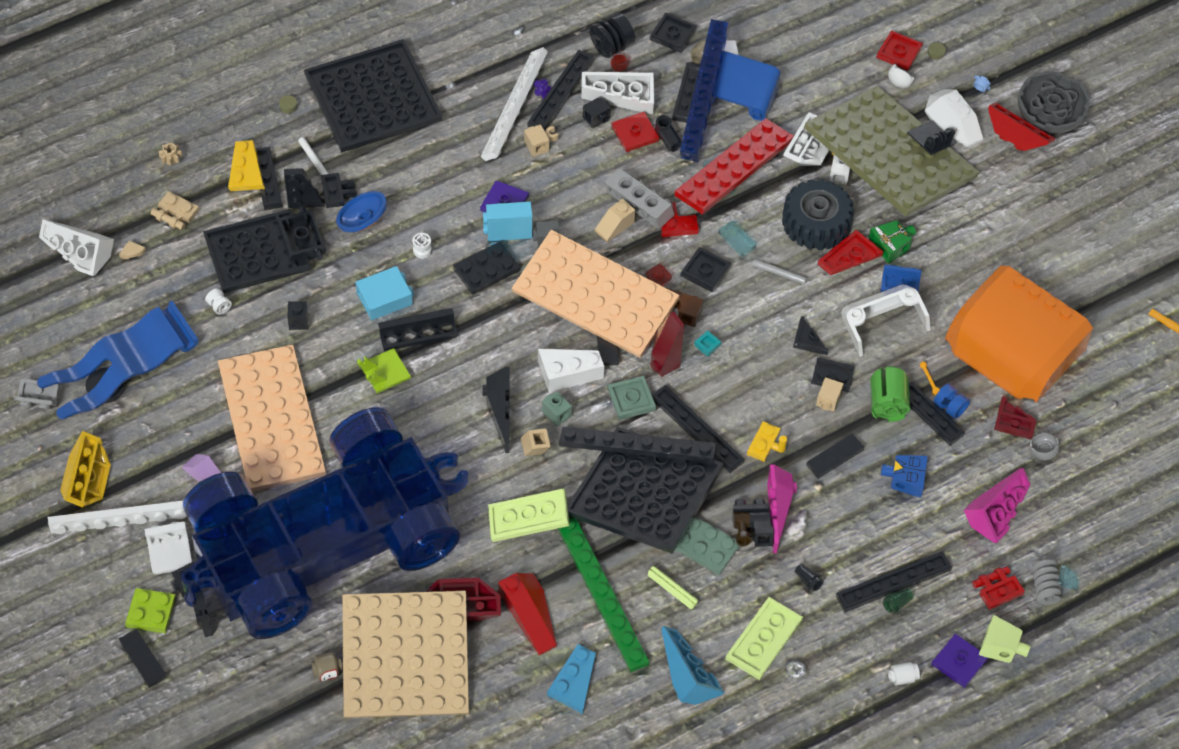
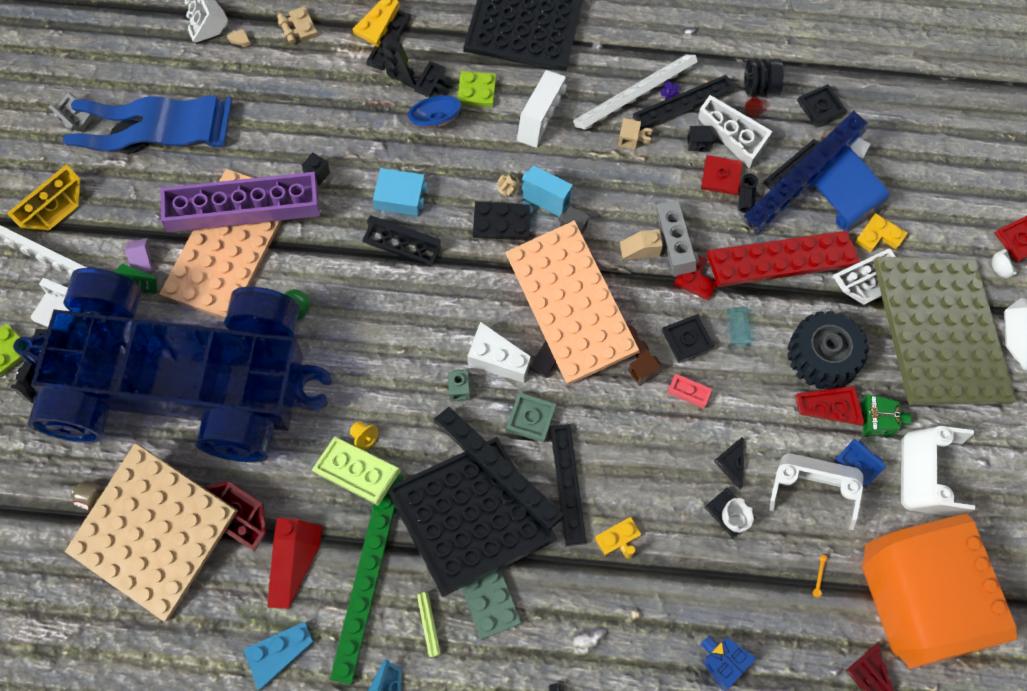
camera: 35 degrees right, 10 degrees up
(218, 301) = (266, 119): white wheel -> none
(261, 374) = (239, 202): none -> medium lavender brick
(264, 248) = (337, 96): black plate -> none
(304, 144) = (438, 42): white bar -> none
(378, 175) = (476, 89): none -> lime plate
(384, 370) = (345, 259): lime plate -> none
(421, 245) = (462, 169): white wheel -> none
(449, 160) = (540, 108): none -> white wedge
(471, 236) = (508, 185): none -> tan gear
(498, 402) = (418, 343): black wedge -> none
(503, 193) = (564, 167): dark purple plate -> none
(511, 487) = (364, 435): none -> yellow piece
(535, 442) = (414, 406): tan brick -> none
(658, 274) = (642, 318): clear red plate -> none
(668, 346) = (590, 394): dark red wedge -> none
(707, 343) = (636, 409): teal plate -> none
(736, 306) = (689, 391): none -> coral plate
(754, 517) = (549, 607): black hips -> none
(778, 271) = (754, 381): light grey bar -> none
(780, 495) = (590, 603): dark pink wedge -> none
(790, 103) = (880, 229): none -> yellow plate
(829, 394) = (710, 531): tan brick -> none
(835, 456) = (672, 595): black tile -> none
(839, 172) = (878, 321): white brick -> none
(841, 368) = (737, 515): none -> white hair
(890, 394) = (766, 569): bright green cylinder -> none
(932, 137) = (992, 341): black hinge -> none
(934, 416) = (795, 613): black tile -> none
(947, 262) = (919, 471): none -> white windscreen
(952, 401) = (822, 615): blue wheel -> none

